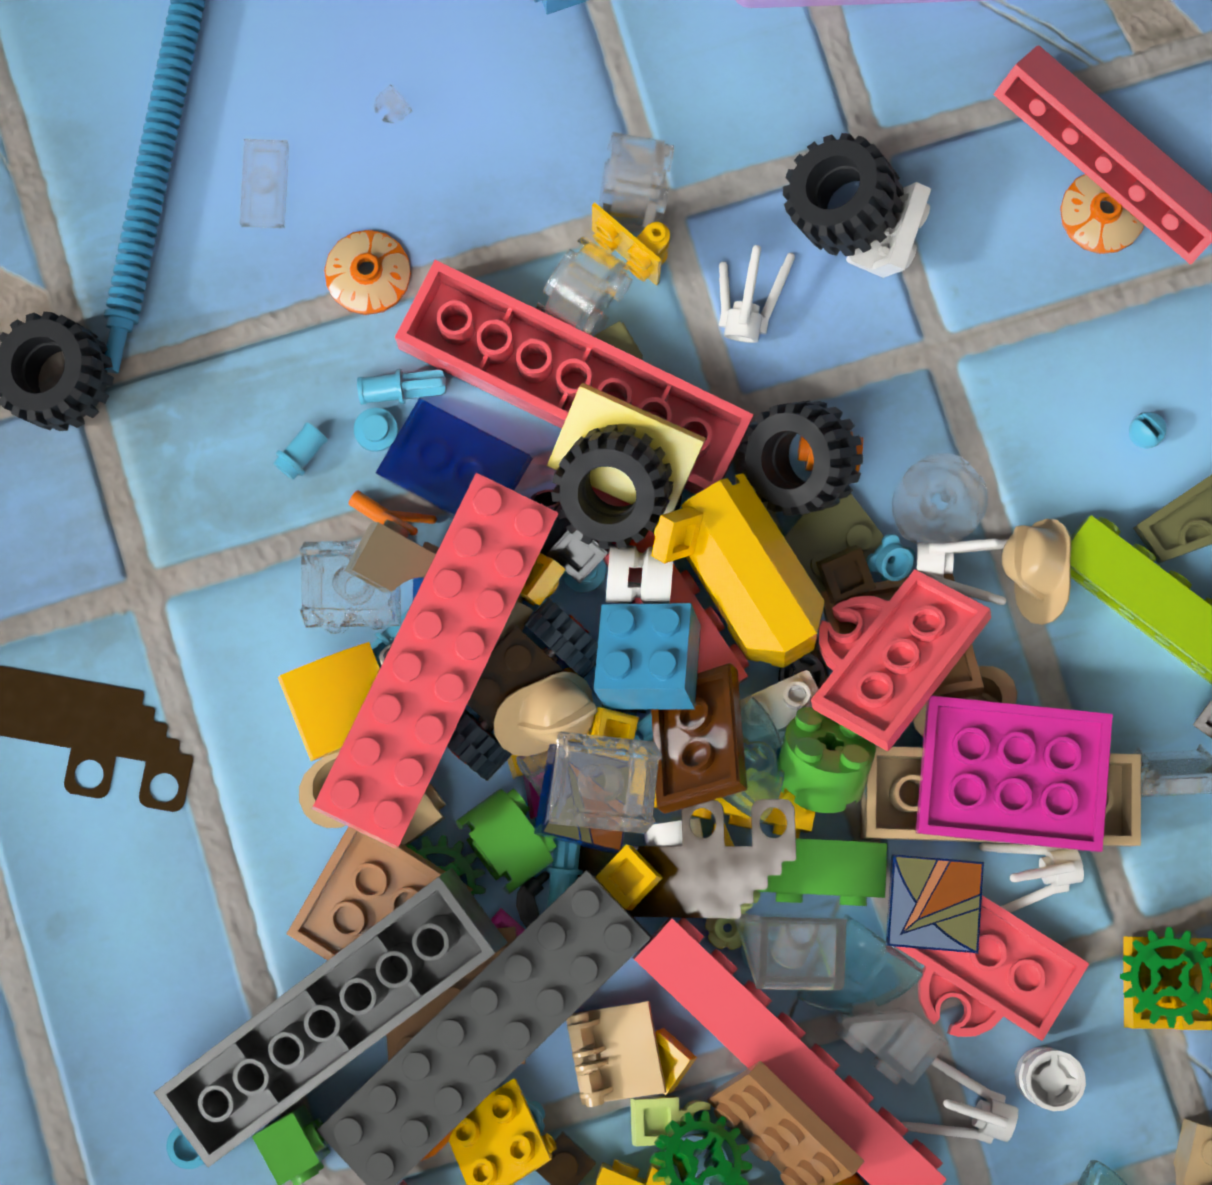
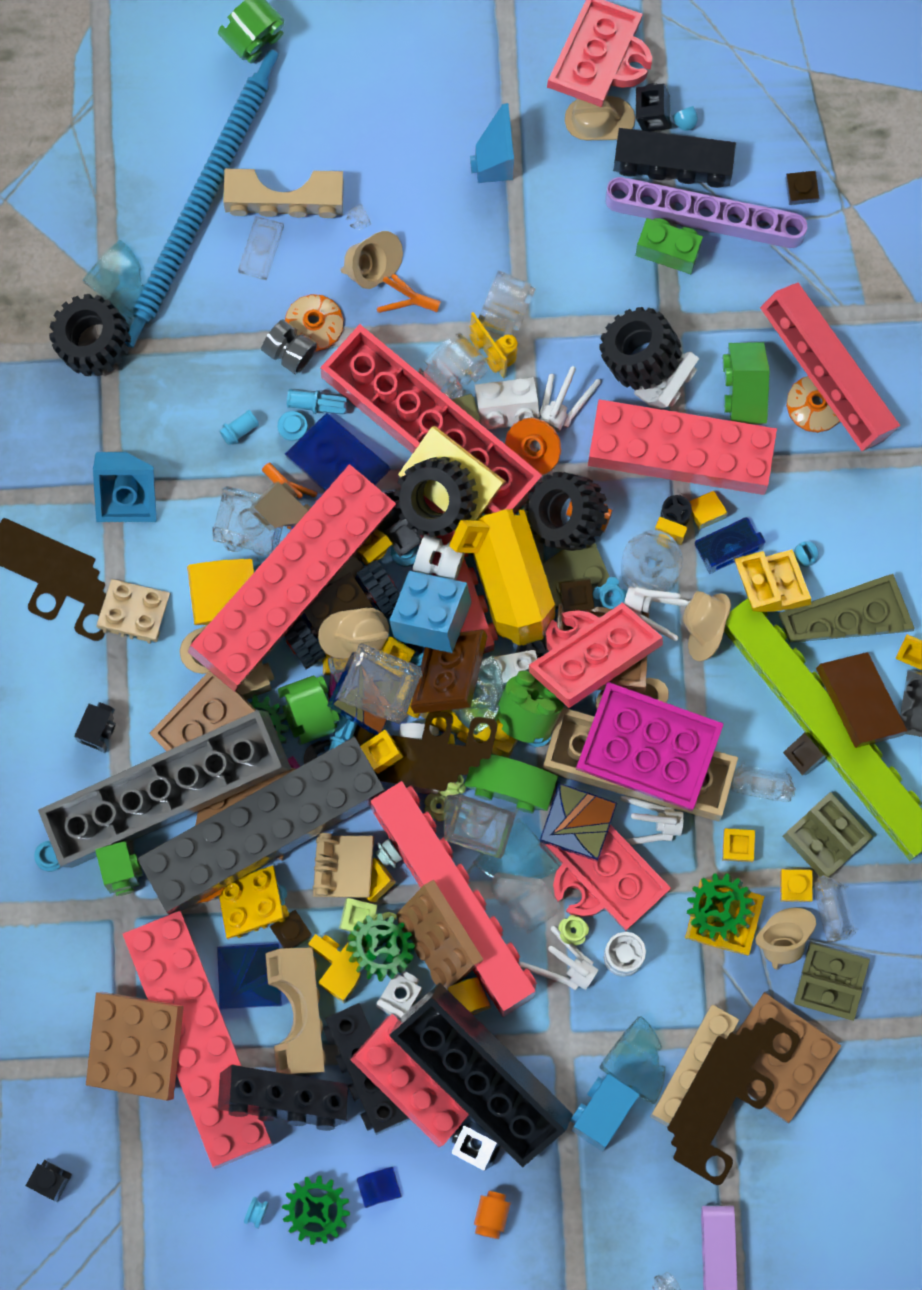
camera: 15 degrees right, 5 degrees down
(70, 278) = (117, 278): none -> clear light blue brick
(156, 582) = (123, 488): none -> dark azure slope
(207, 940) = (96, 726): none -> black brick
(217, 756) = (133, 611): none -> tan hinge
(327, 88) = (319, 195): none -> tan arch
(342, 317) = (289, 347): none -> dark grey wheel
(428, 161) = (373, 259): none -> tan piece
(502, 202) = (416, 298): none -> orange plant
(672, 319) = (506, 402): none -> white bracket
(673, 1017) = (388, 854): none -> light aqua plate
(705, 369) = (521, 439): none -> orange dish
(842, 36) = (669, 245): none -> bright green brick
(937, 321) = (682, 447): none -> coral brick
(952, 444) = (673, 529): none -> yellow plate
(958, 411) = (675, 505): none -> black wheel
(977, 1058) = (573, 922): none -> yellowish green plate
(992, 402) = (707, 510): none -> yellow slope
(1008, 203) = (748, 378): none -> bright green brick
(1037, 444) = (728, 543): none -> clear blue panel
(1117, 483) = (773, 581): none -> yellow slope
(1166, 875) = (738, 845): none -> yellow plate

